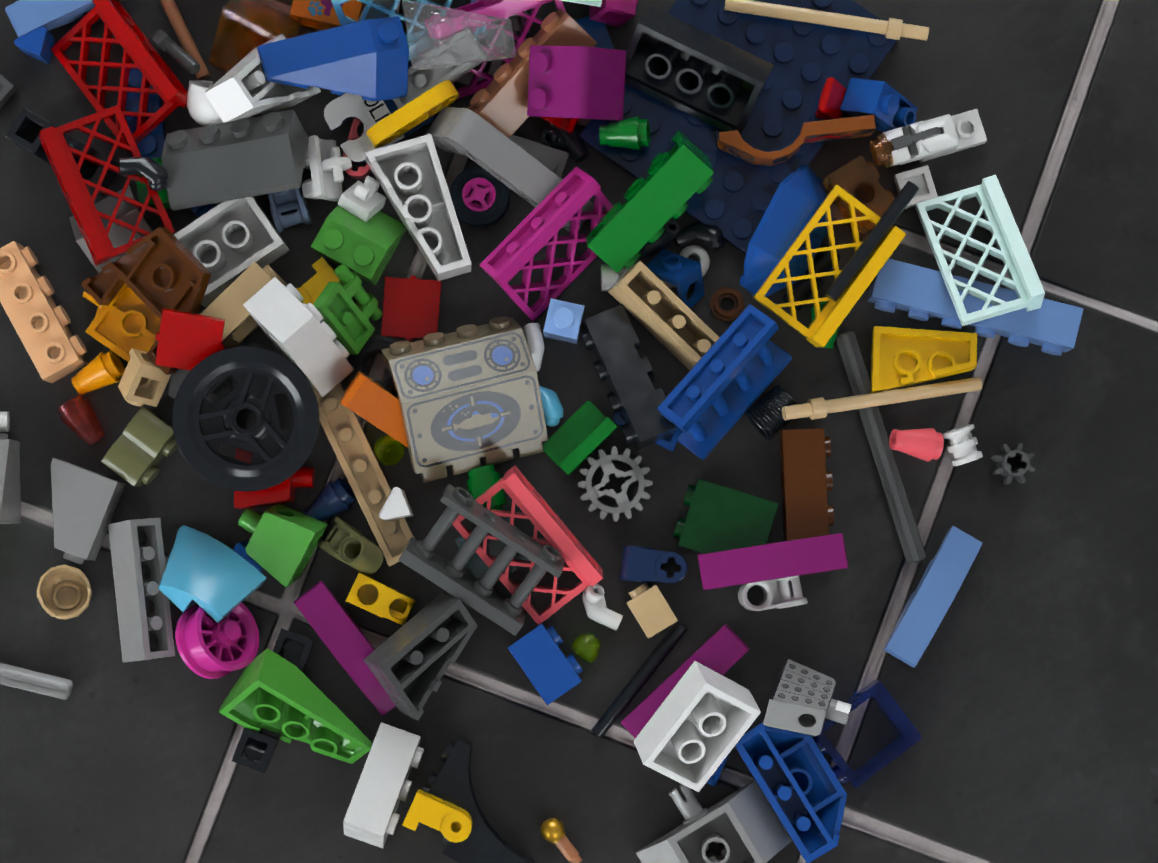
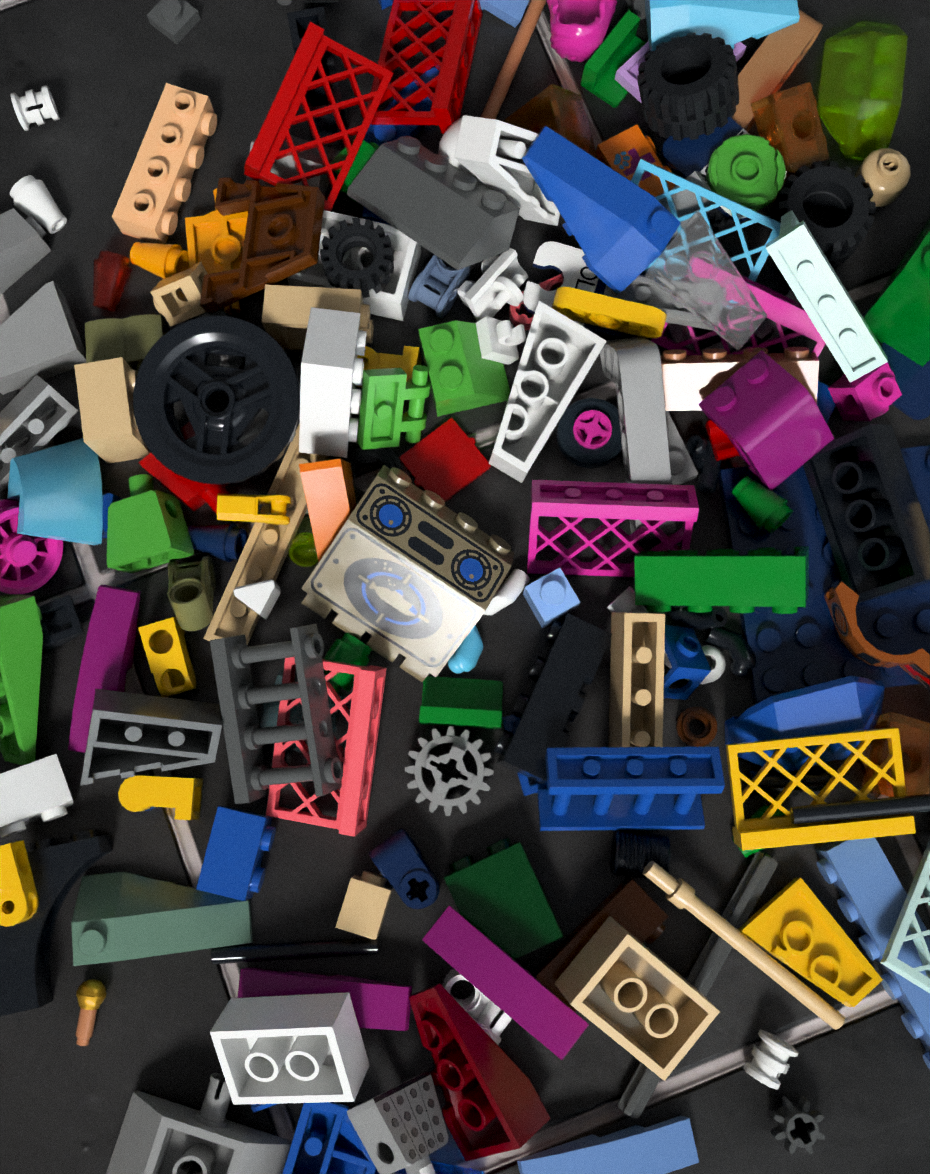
camera: 45 degrees right, 5 degrees down
(147, 168) = (361, 139): black arm -> none
(175, 52) = (481, 88): dark grey bar -> none
(183, 493) = (108, 411): none -> tan brick
(187, 339) = (243, 290): red piece -> none
(214, 229) = (357, 236): none -> black tyre
(329, 463) = (246, 508): none -> yellow bar
(457, 685) = (148, 792): none -> yellow leg
(533, 756) = (142, 917): none -> sand green wedge
(587, 647) = (283, 876): clear neon green hinge -> none
(596, 607) = (325, 855): white arm -> none
(825, 634) = (485, 1093): none -> dark red wedge
(852, 490) = (636, 998): none -> tan brick
(919, 443) = (736, 1019): coral cone -> none

